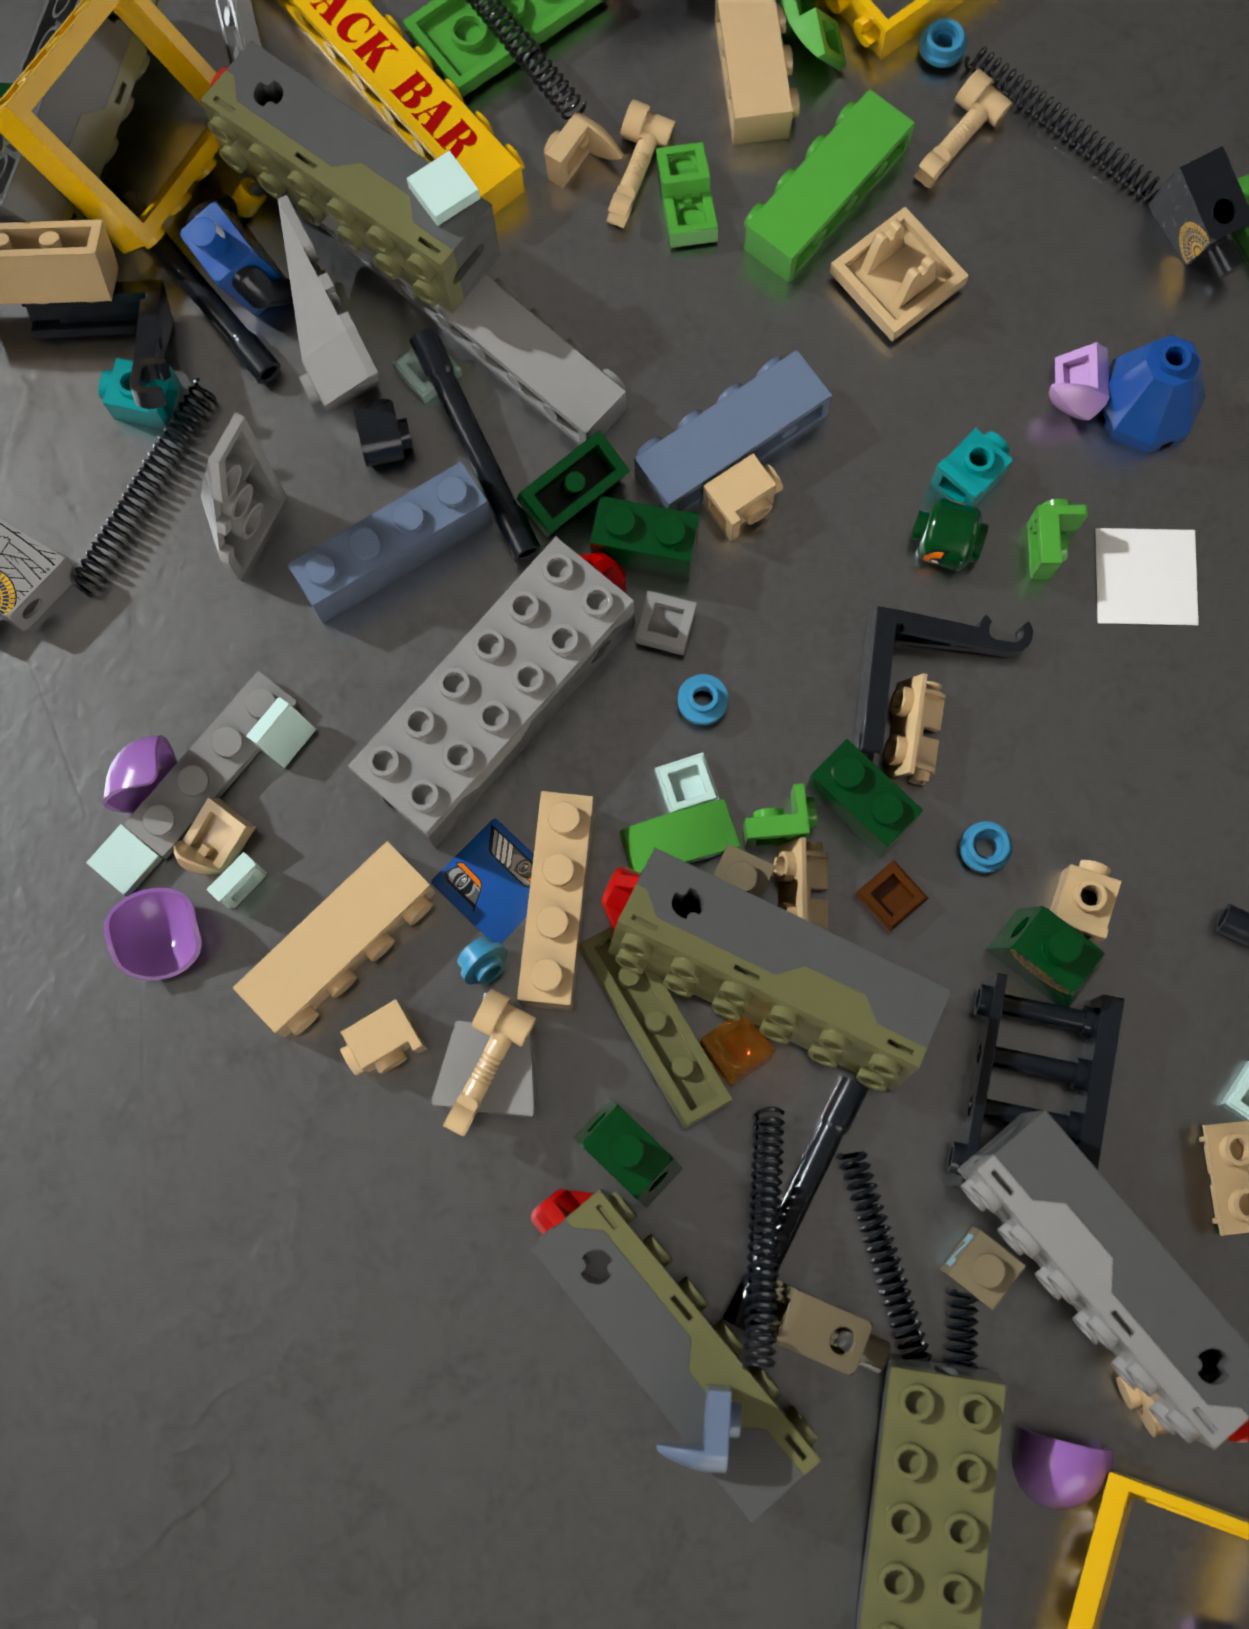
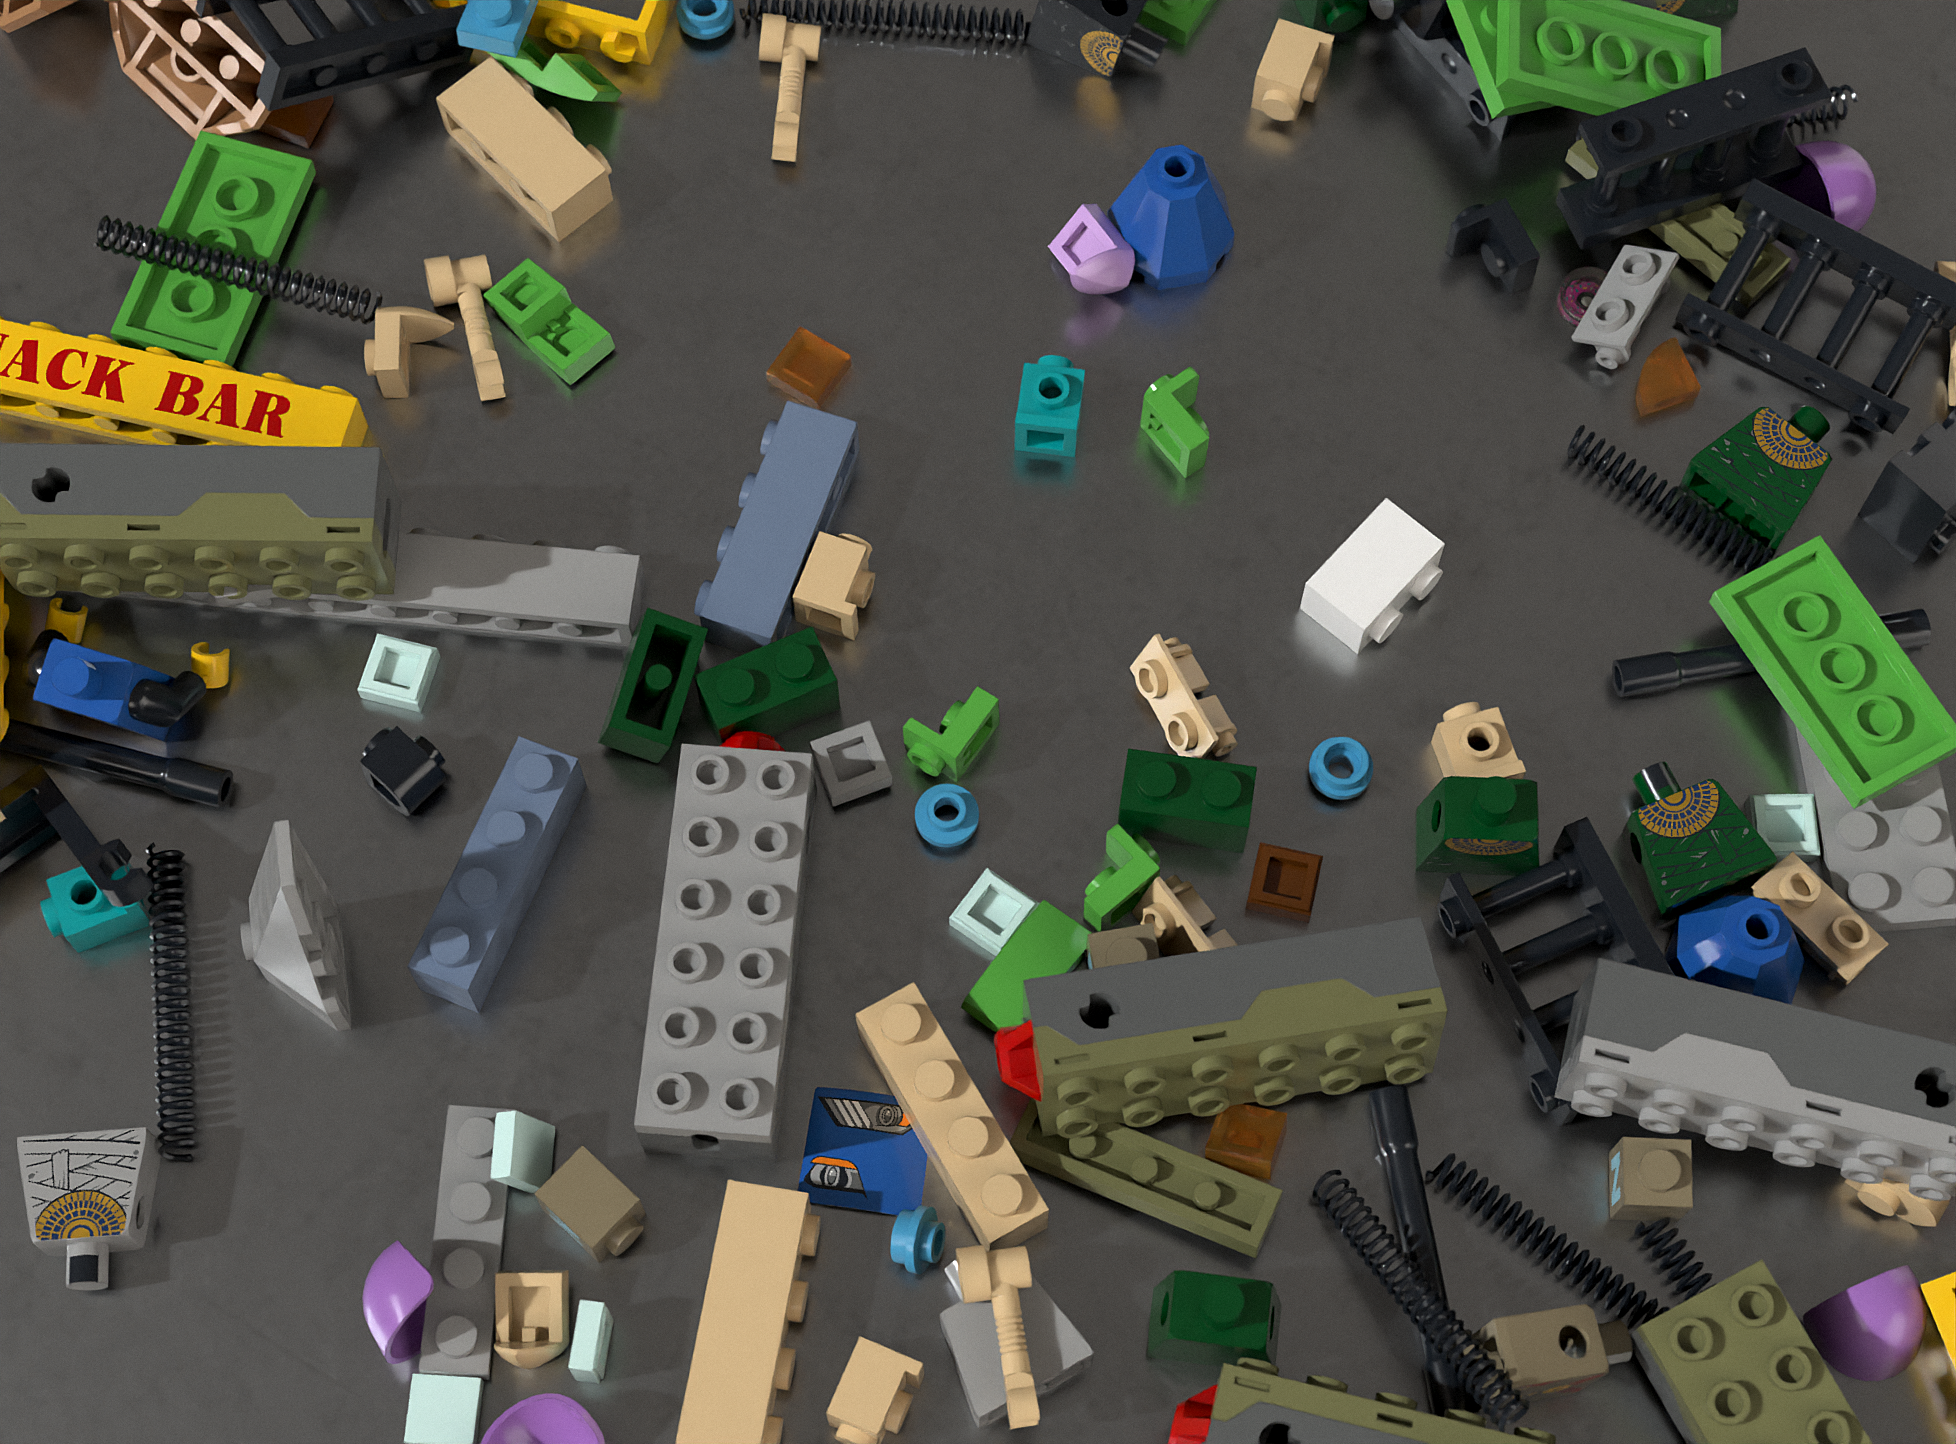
camera: 40 degrees left, 10 degrees down
(298, 796) = (592, 1205): none -> dark tan brick
(329, 342) = (286, 713): light grey wedge -> none
(443, 188) = (319, 462): light aqua tile -> none
(508, 514) = (423, 665): black piece -> none
(752, 653) = (963, 735): none -> bright green bracket
(827, 185) = (692, 222): bright green brick -> none
(833, 337) = (809, 368): none -> clear orange tile
(898, 273) = (830, 263): tan plate -> none
(902, 627) = (1082, 629): black hinge -> none
(950, 534) = (1075, 484): dark green head -> none
(1105, 734) = (1373, 576): none -> white brick
(1146, 576) = (1296, 401): white sticker -> none
(1154, 1163) = (1738, 947): none -> blue cone
(1184, 1065) = (1690, 845): none -> dark green torso

